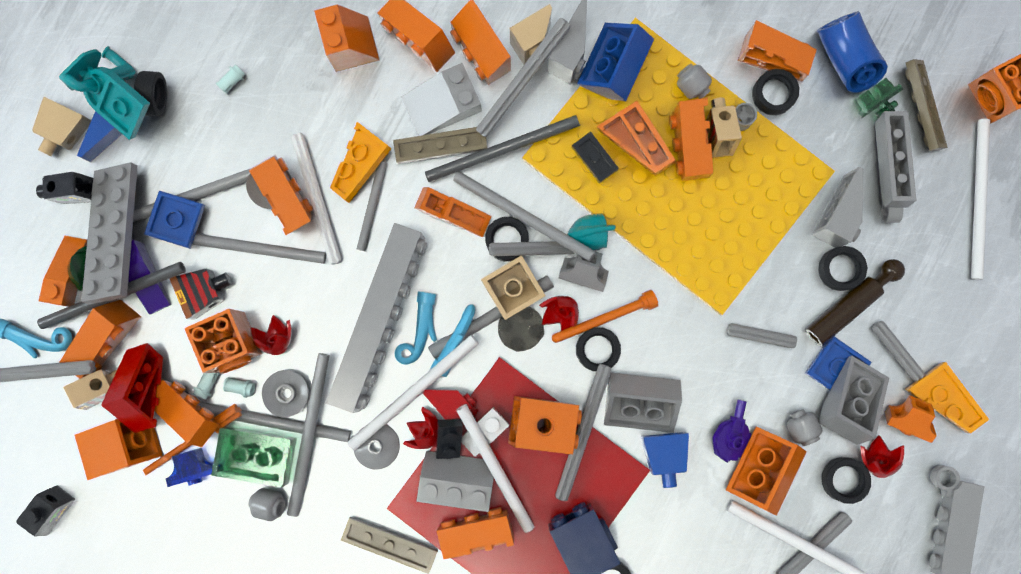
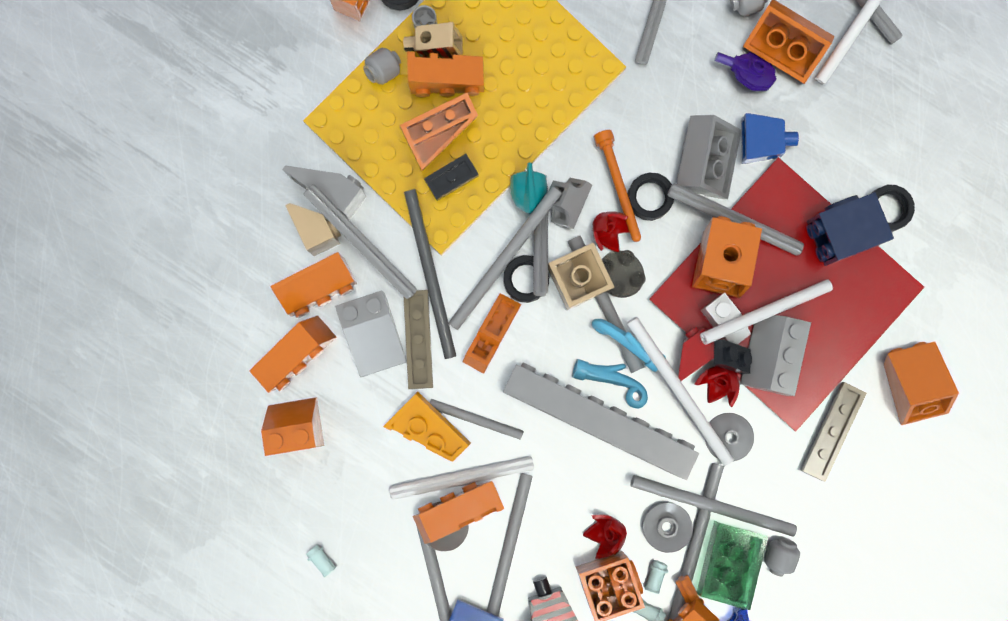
camera: 90 degrees left, 0 degrees up
(475, 533) = (830, 338): orange wedge -> none
(616, 60) = (350, 144): blue slope -> none

